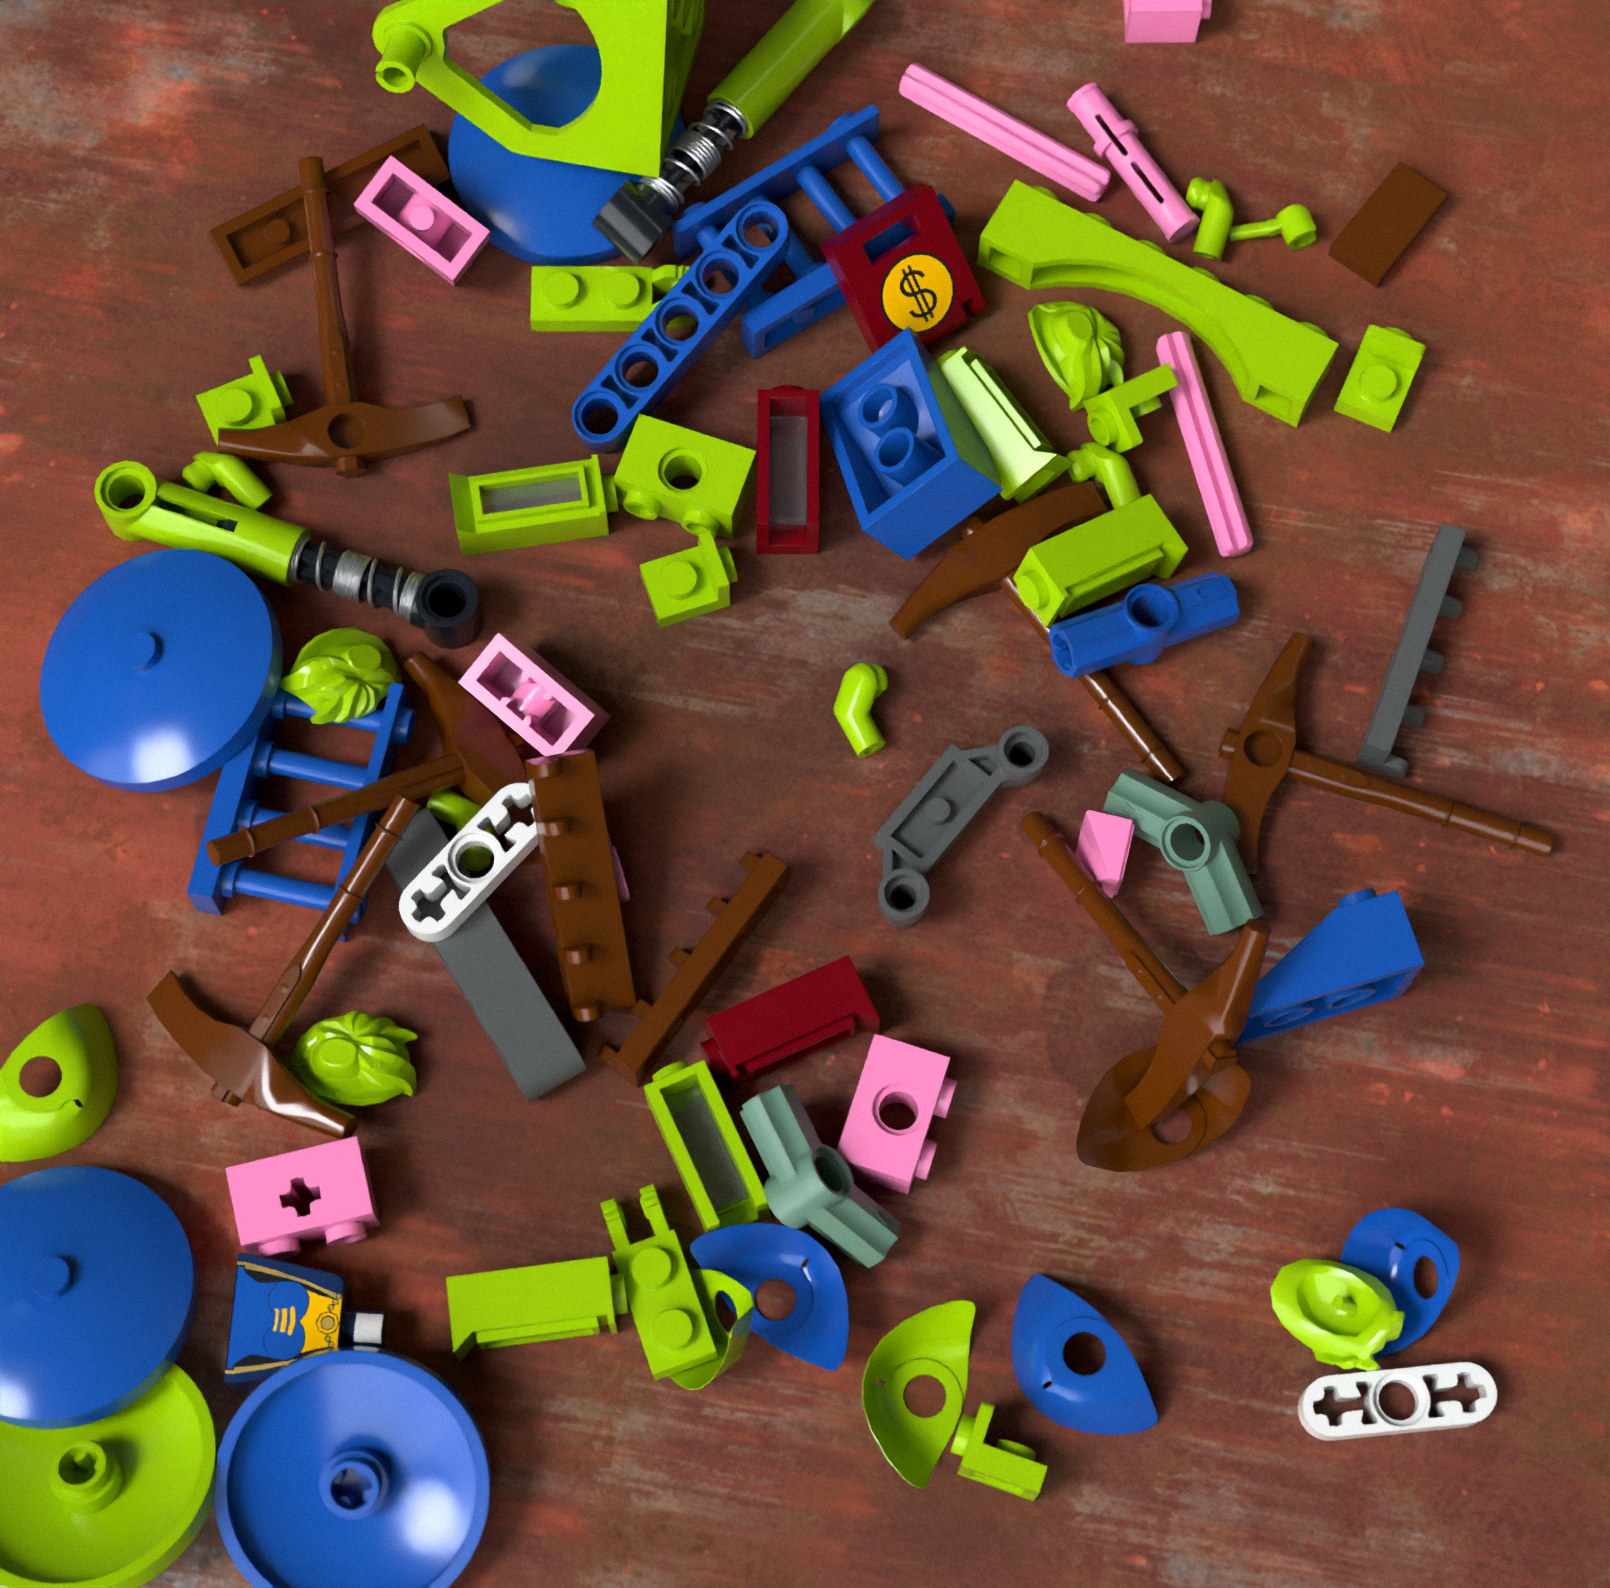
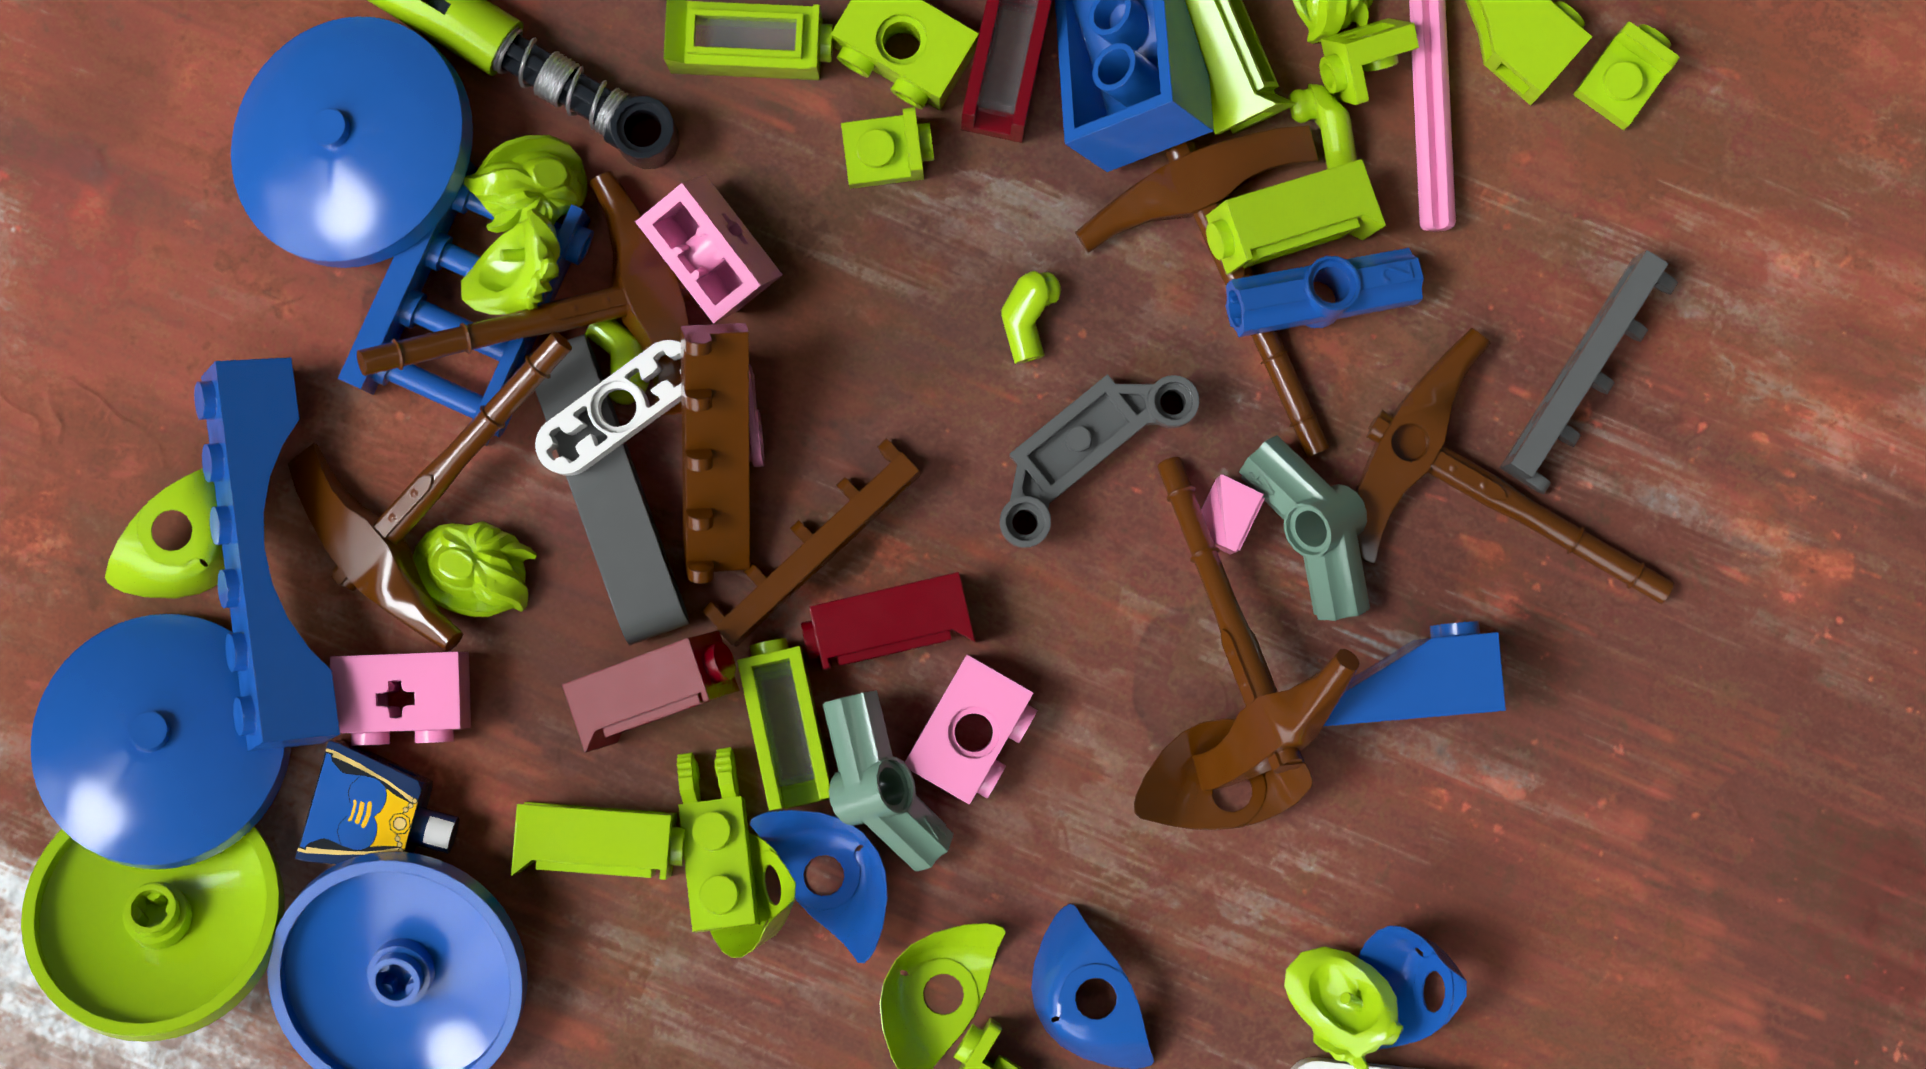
camera: 15 degrees right, 15 degrees up
(180, 1198) = (281, 681): none -> blue arch
(348, 747) = (514, 268): none -> lime hat
(560, 1131) = (650, 688): none -> window

